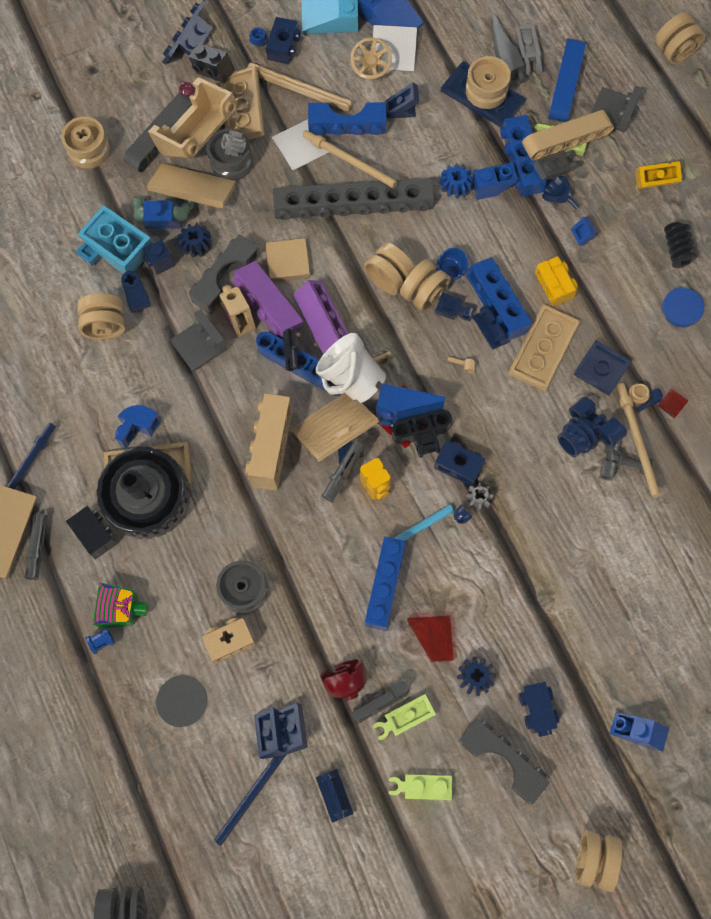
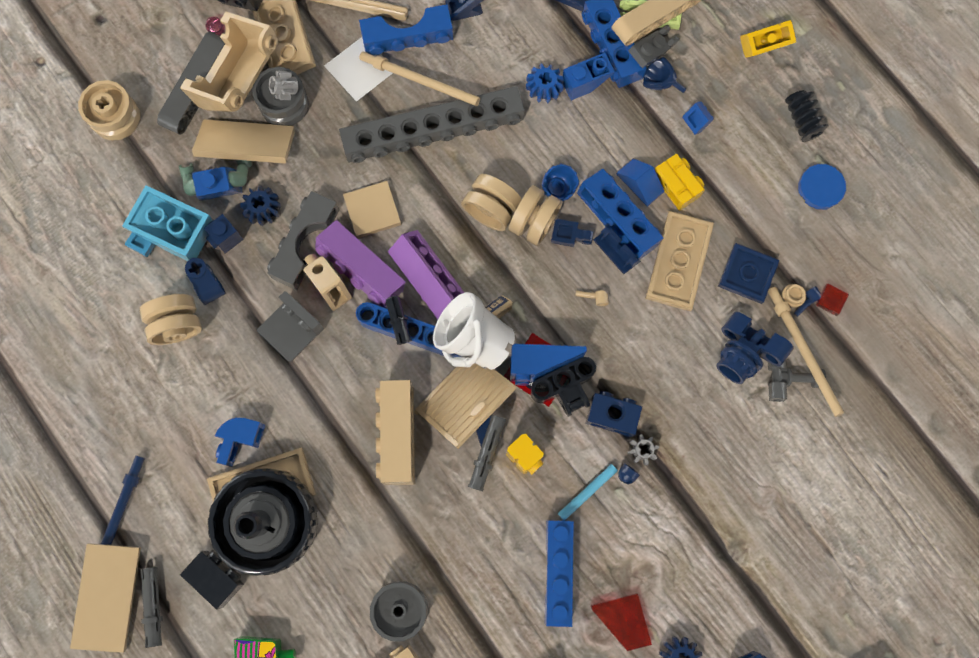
camera: 15 degrees left, 5 degrees up
(524, 275) = (641, 180): none -> blue slope

